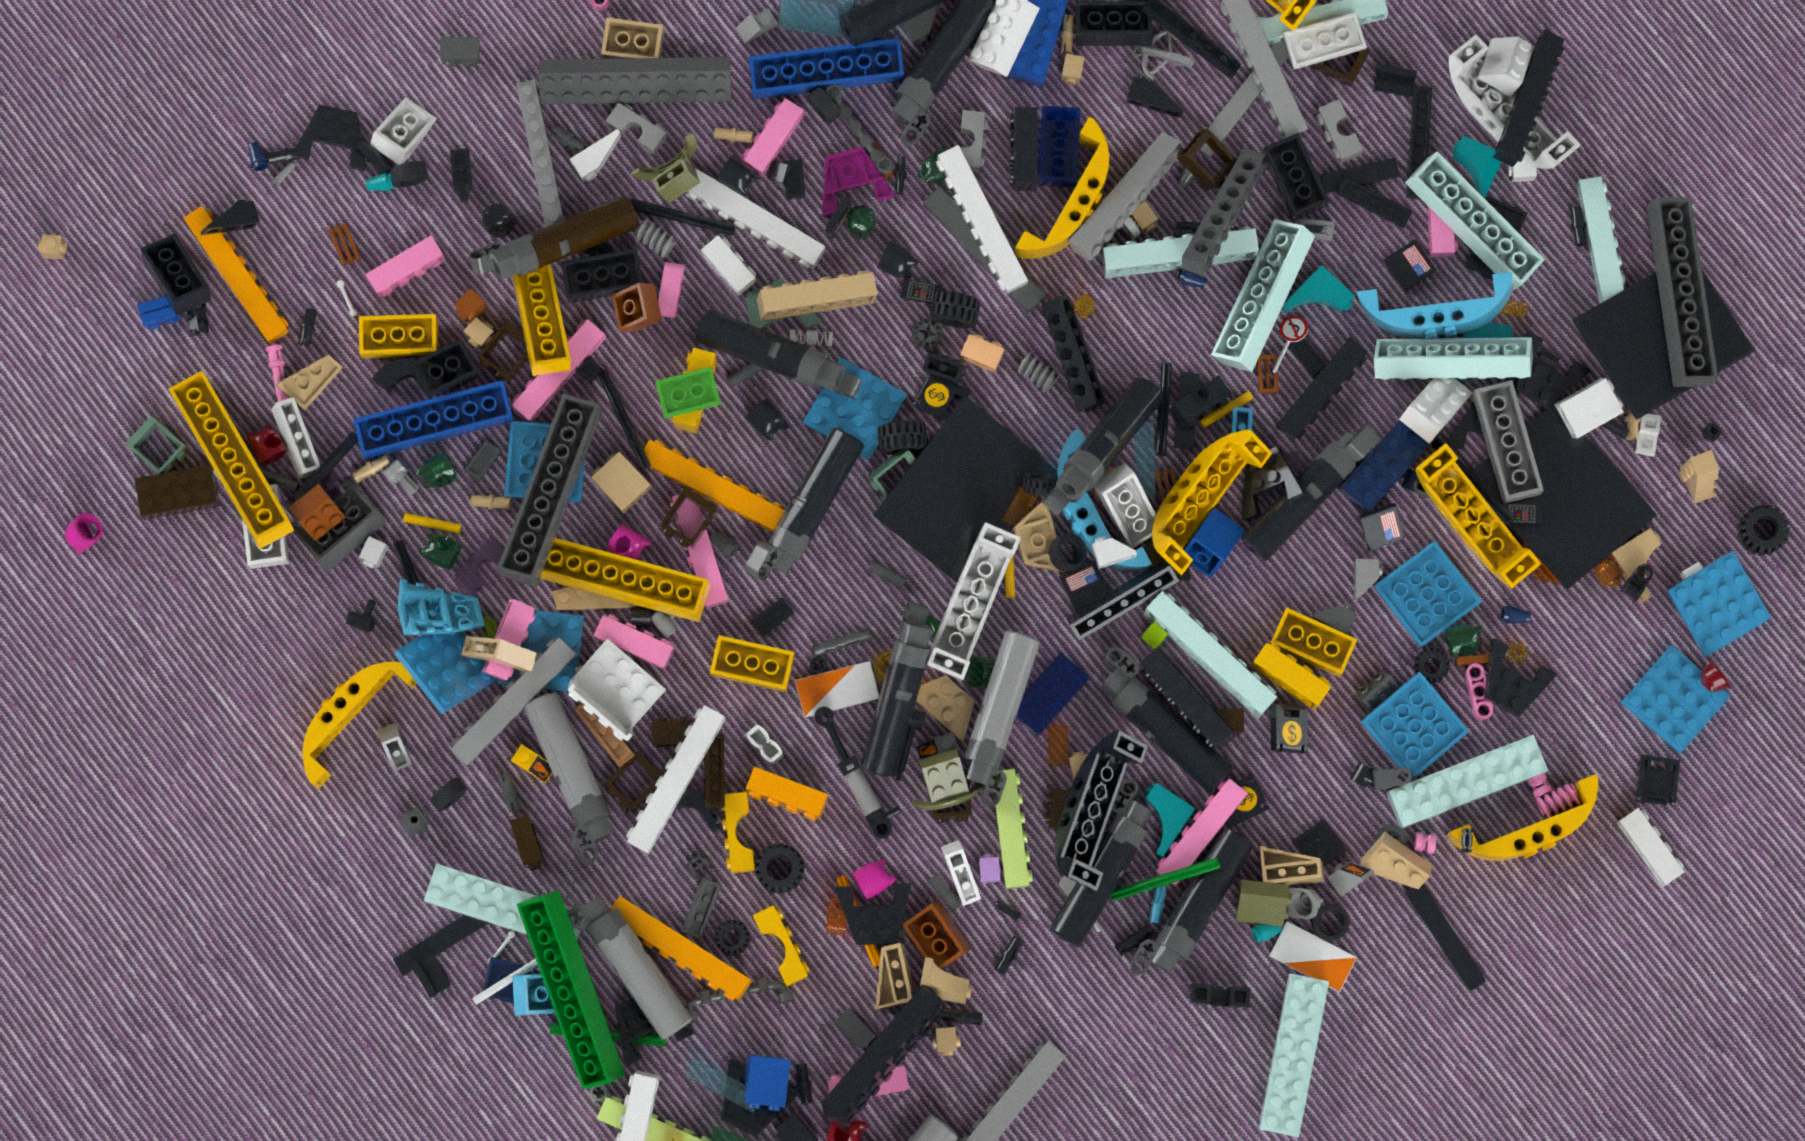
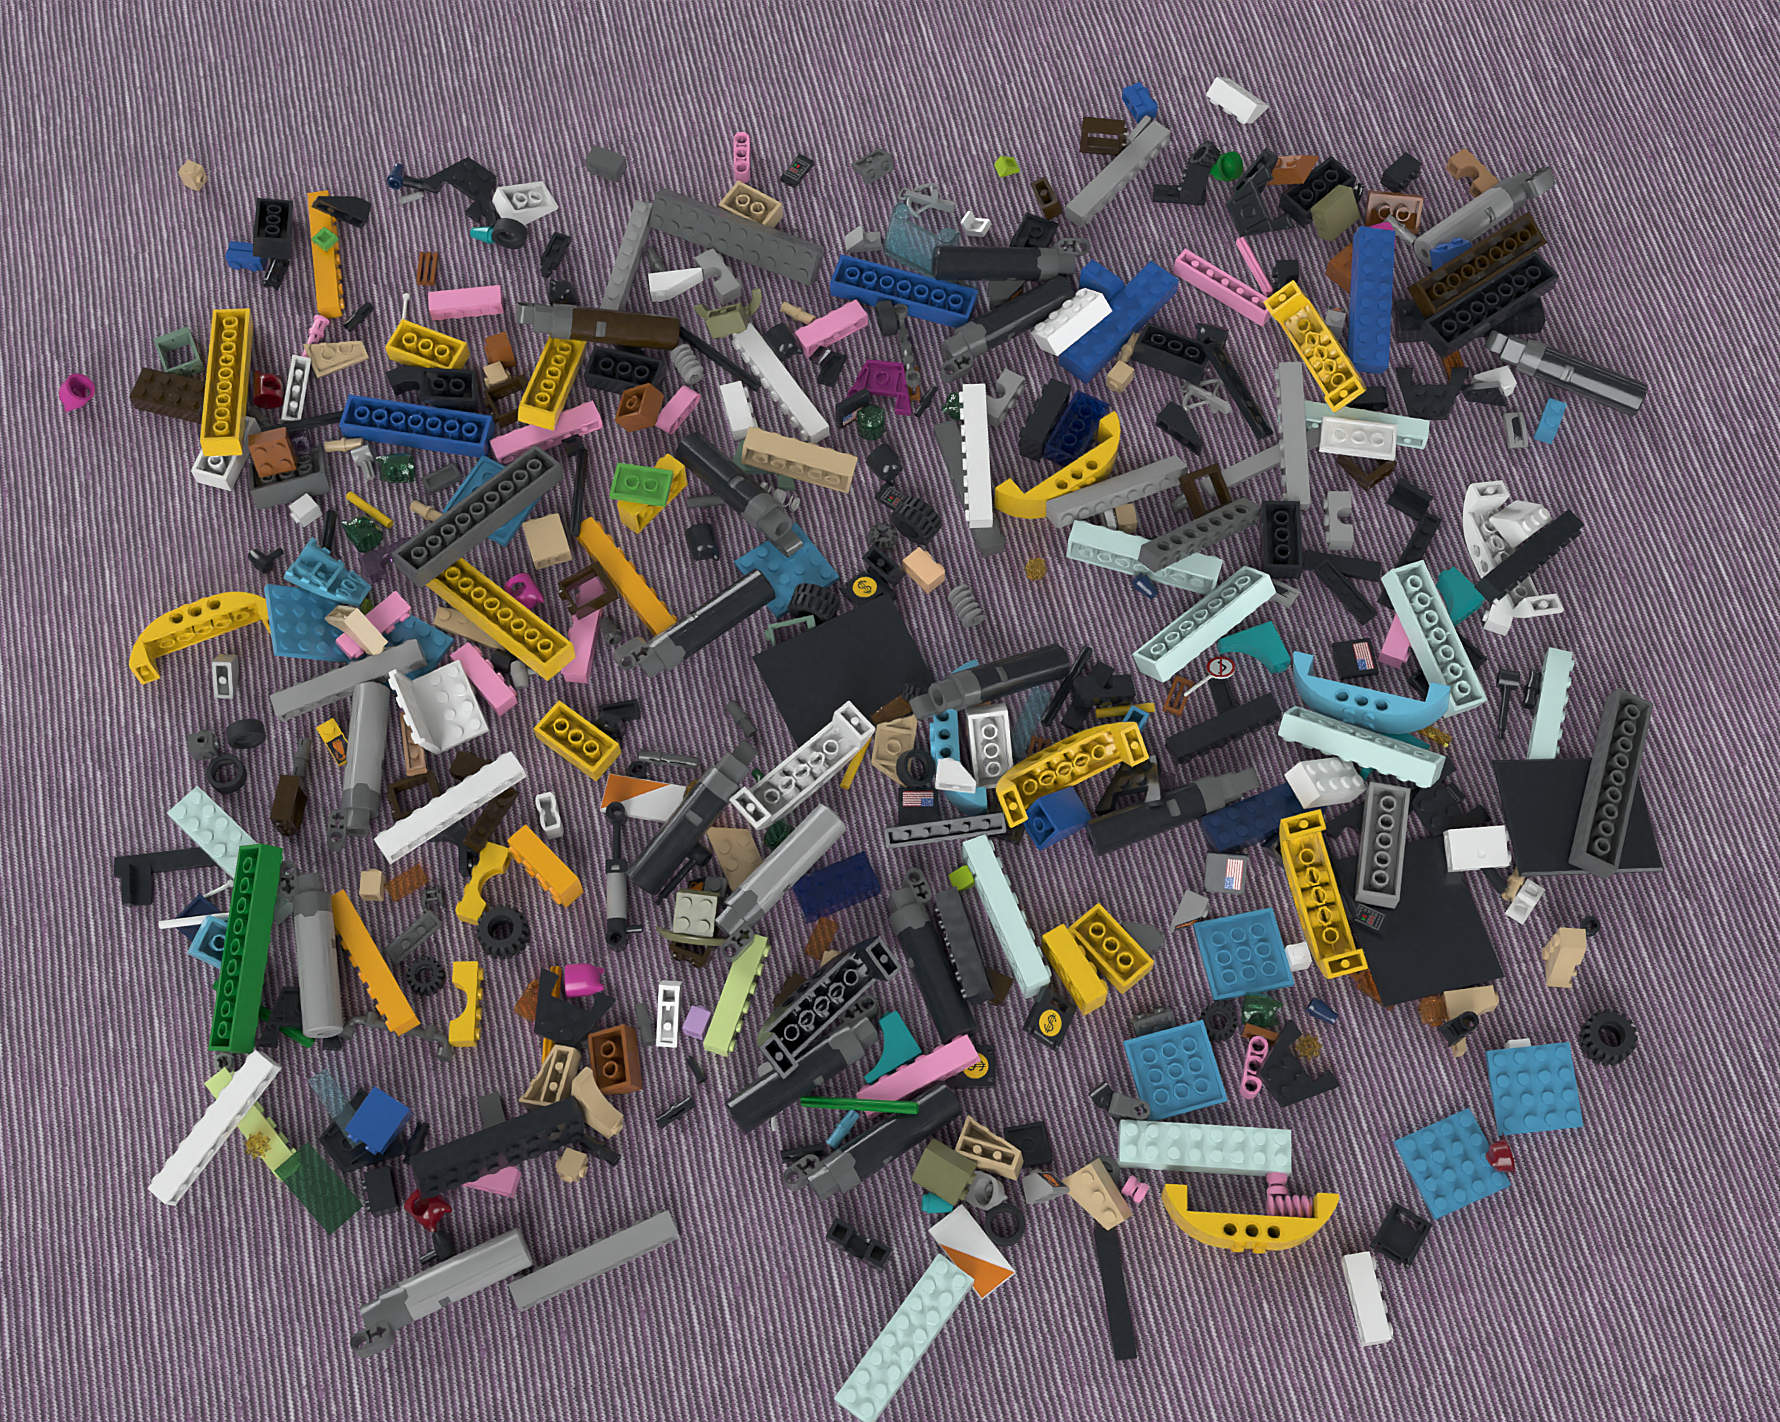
camera: 25 degrees right, 15 degrees down
(233, 263) = (325, 239): none -> bright green plate
(451, 852) = (236, 783): none -> black tyre
(640, 878) = (372, 885): none -> tan brick
(667, 862) = (406, 883): none -> clear orange tile
(775, 636) = (610, 725): none -> black wing
(1081, 360) = (1005, 603): black brick -> none
(1467, 840) = (1176, 1199): piece -> none
(1475, 575) = (1298, 956): none -> white brick
(1554, 228) = (1507, 681): none -> black piece

